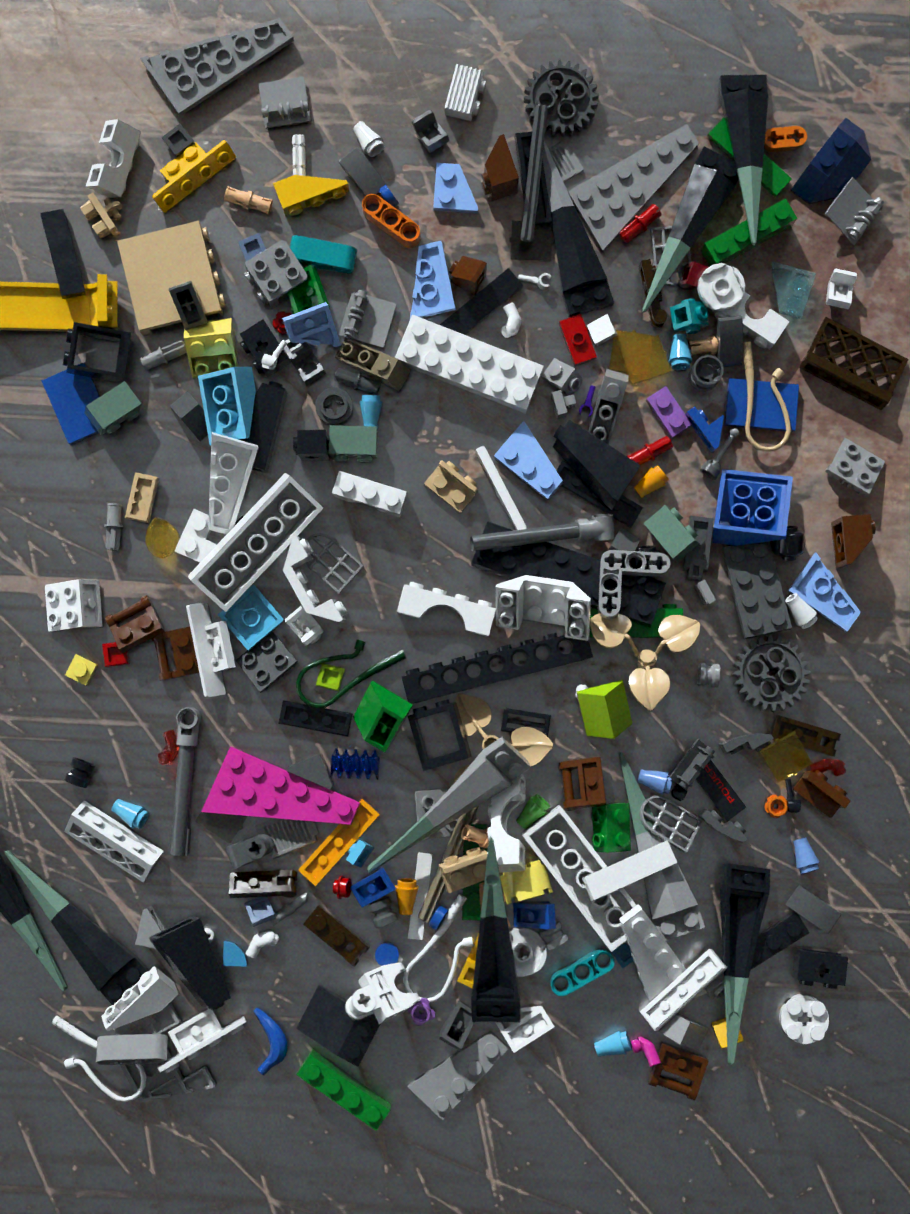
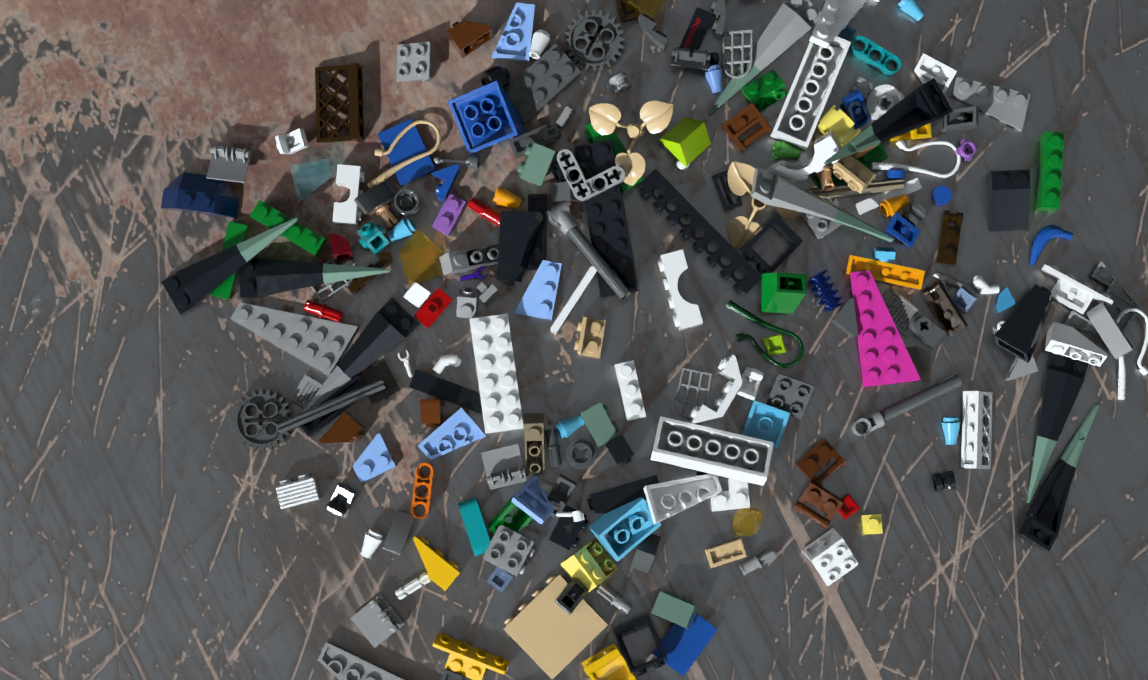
camera: 120 degrees left, 0 degrees up
(171, 750) = (890, 427): clear red arm -> none
(211, 648) = (803, 439): white bracket -> none
(248, 200) = (465, 604): light nougat pin -> none
(277, 322) = (540, 530): red plate -> none
(315, 718) = (808, 334): black tile -> none
(342, 887) = (914, 252): red plate -> none
(380, 995) = (972, 182): white piece -> none
(388, 196) = (406, 503): blue tile -> none
(545, 602) = (636, 223): white slope -> none
(629, 870) = (788, 60): white tile -> none
(721, 287) = (340, 225): white tile -> none
(785, 133) = (198, 245): orange beam -> none

